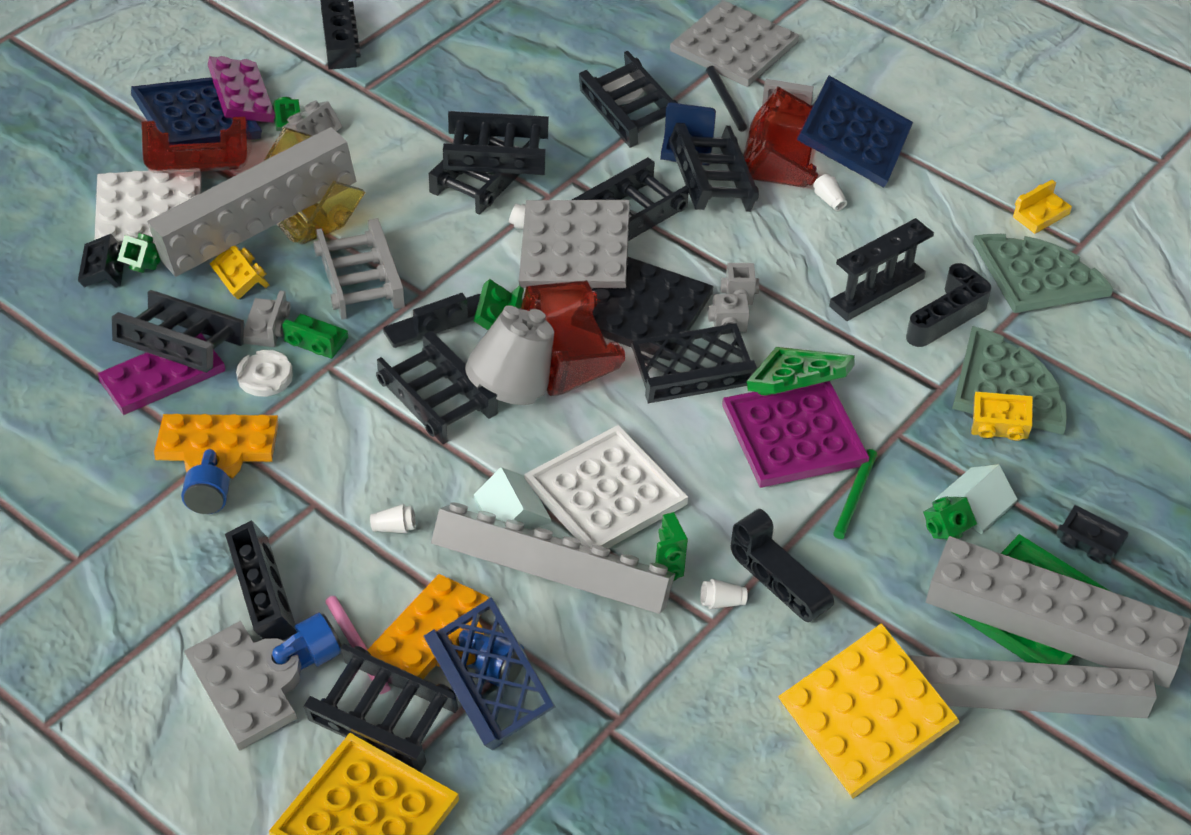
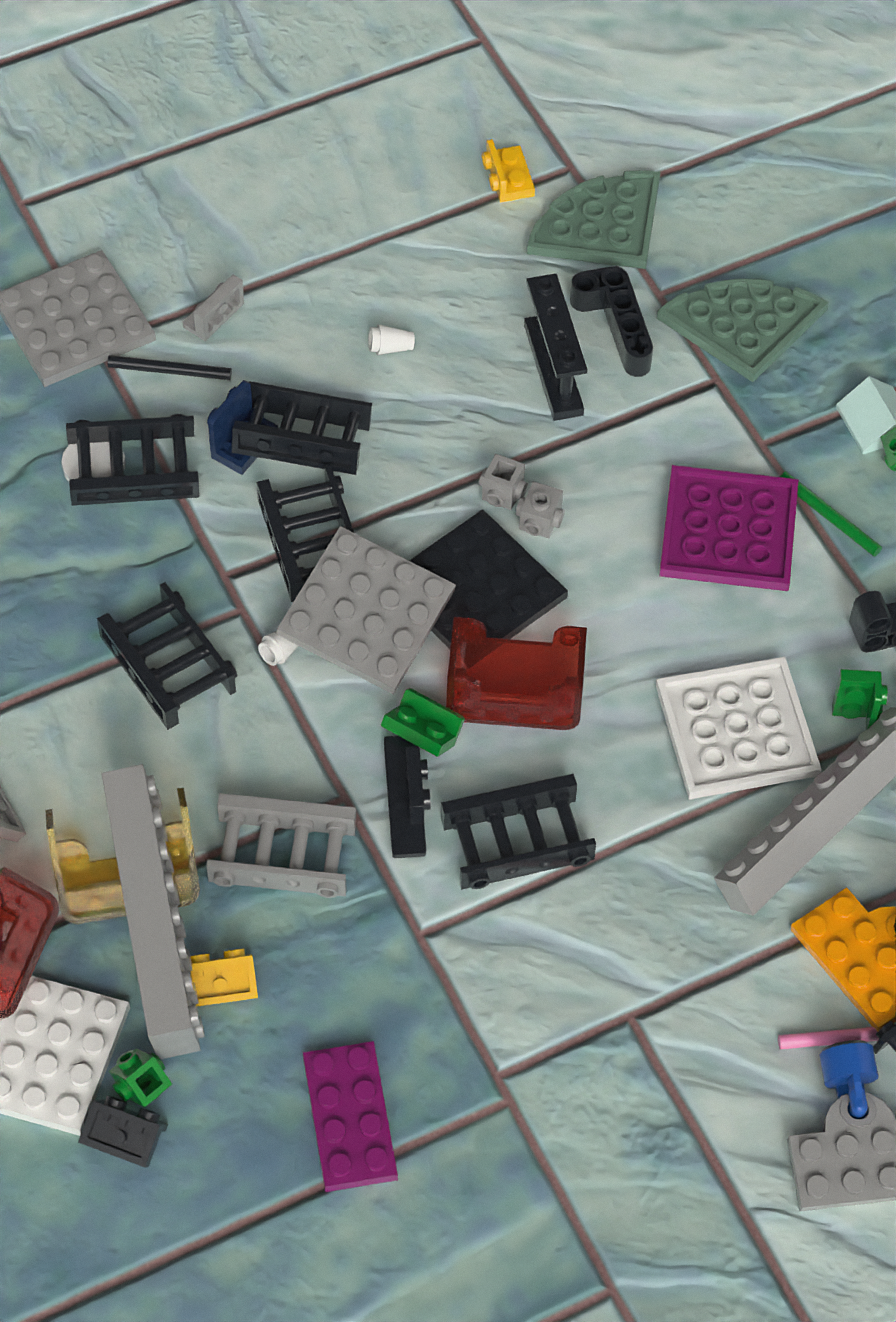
camera: 65 degrees left, 10 degrees up
(172, 345) = (327, 1094): black fence -> none
(213, 451) = (509, 1089): light orange plate -> none
(260, 582) = (748, 1098): black brick -> none
(264, 373) = (403, 1004): white tile -> none
(266, 320) = (319, 973): light grey bracket -> none
(314, 335) = (368, 930): green bracket -> none
(395, 520) = (698, 941): white cone -> none
(496, 158) = (181, 644): black fence -> none
(512, 498) = (719, 824): light aqua slope -> none
(514, 356) = (538, 733): light grey cone -> none
(699, 378) = (619, 585): black fence -> none
(772, 142) = (279, 352): clear red windscreen -> none
(798, 368) = (657, 485): green plate -> none
(855, 131) = (315, 271): dark blue plate -> none
(1002, 415) = (794, 343): yellow bracket -> none

